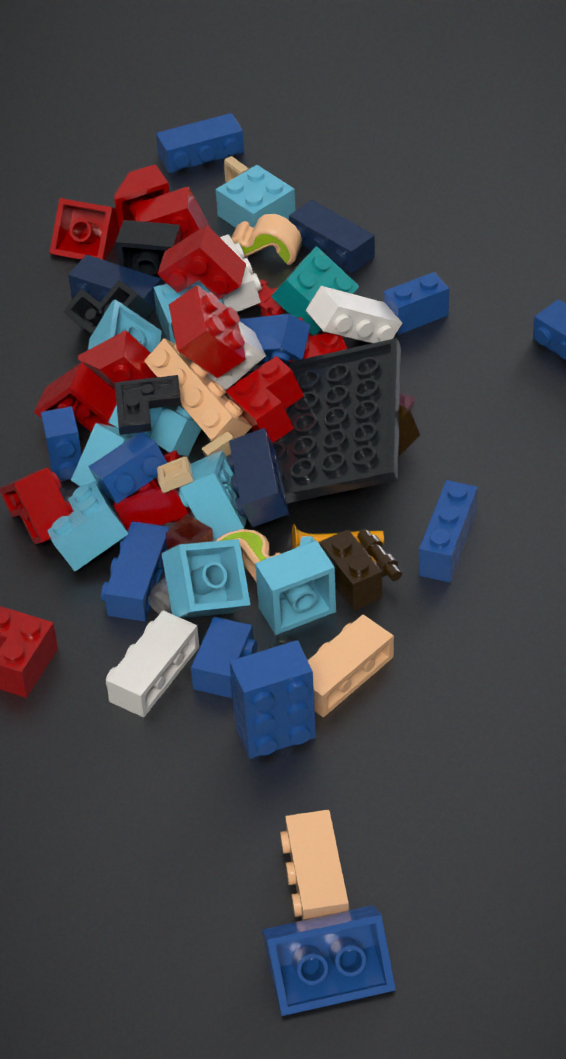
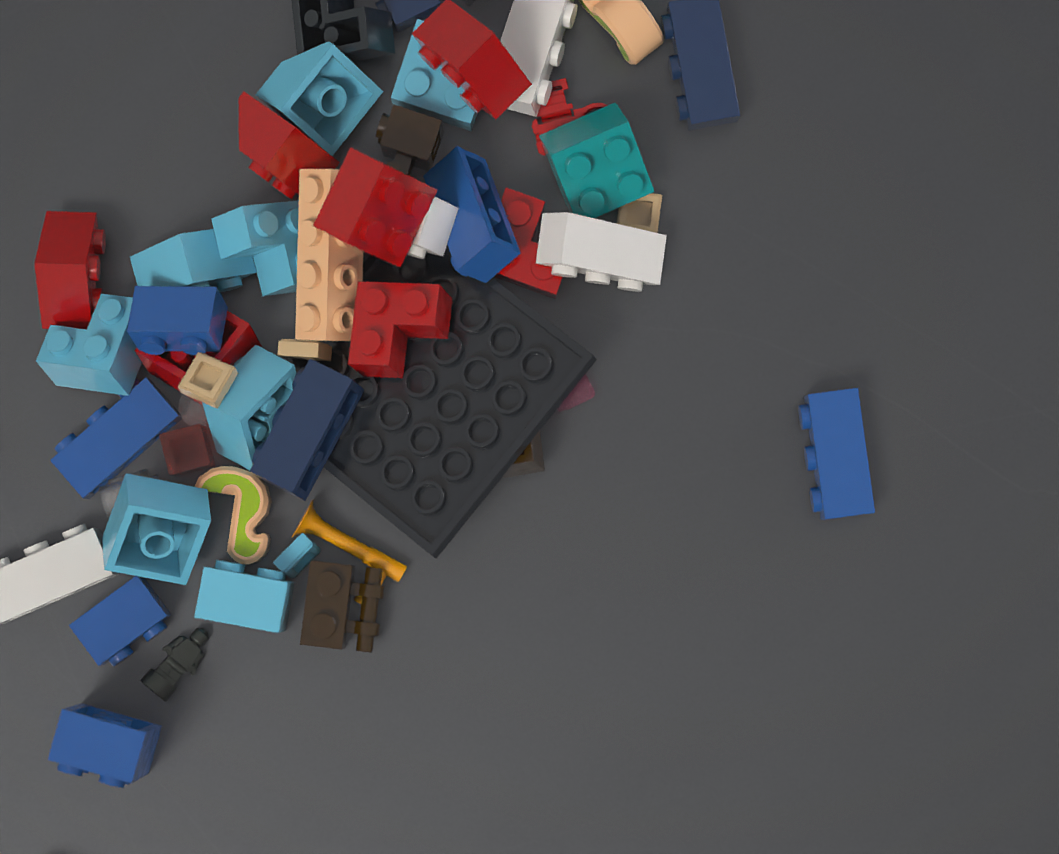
camera: 30 degrees right, 40 degrees up
(62, 441) = (149, 205): blue brick -> none
(84, 391) = (212, 139): red brick -> none
(137, 398) = (239, 239): black tile -> none
(349, 662) = (228, 718): light nougat brick -> none
(418, 301) = (706, 257): blue brick -> none
(448, 531) = (466, 628): blue brick -> none

